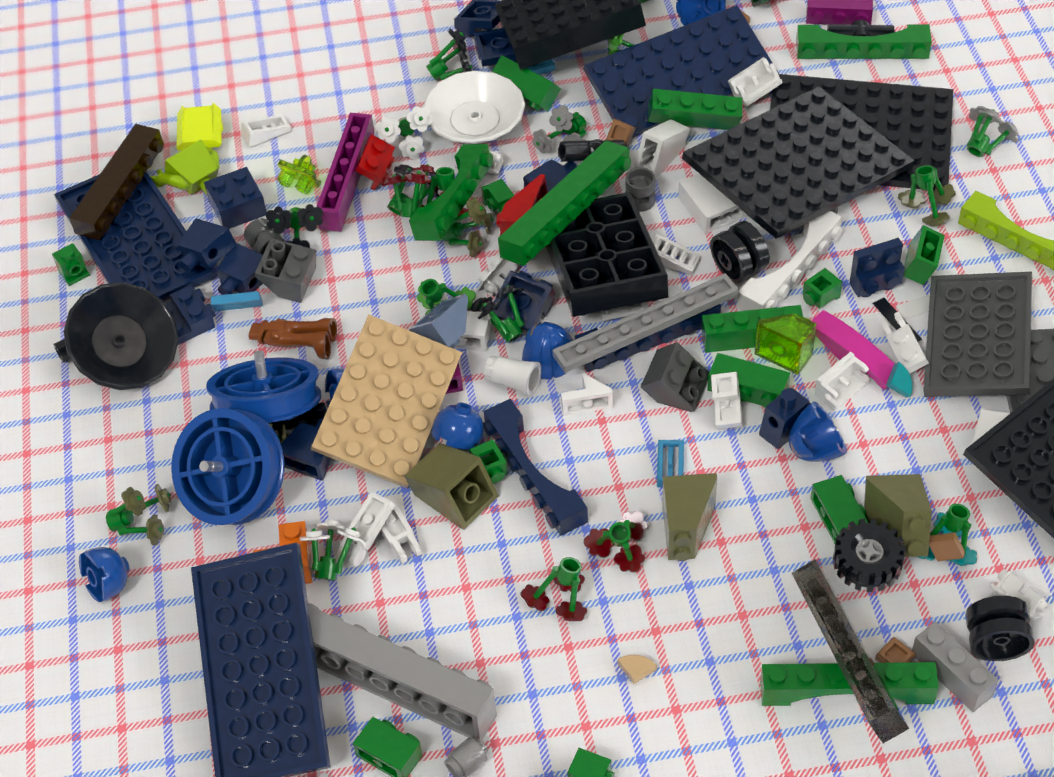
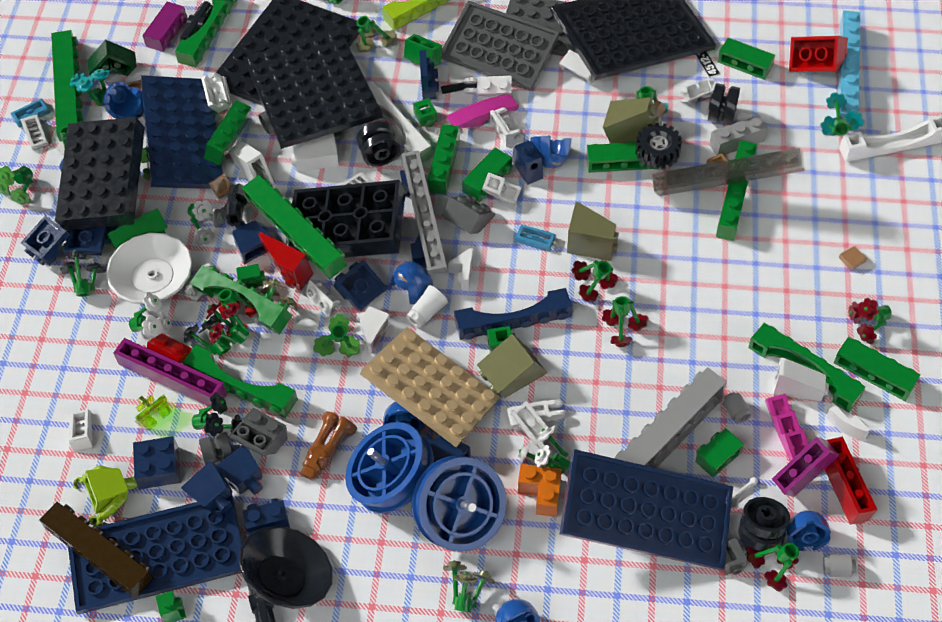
camera: 75 degrees left, 5 degrees up
(199, 124) = (56, 478): neon yellow slope -> none
(236, 301) = (272, 480): dark azure tile -> none
(368, 197) = (277, 398): none -> green arch
(445, 321) = (371, 332): sand blue slope -> none
(459, 426) = (467, 348): blue cylinder -> none
(508, 328) = (376, 299): plant -> none
(636, 667) = (690, 297): tan tile -> none
(641, 185) = (286, 183): dark grey wheel -> none
(786, 341) = (470, 140): clear neon green slope -> none
(900, 380) = (517, 96): teal tile -> none

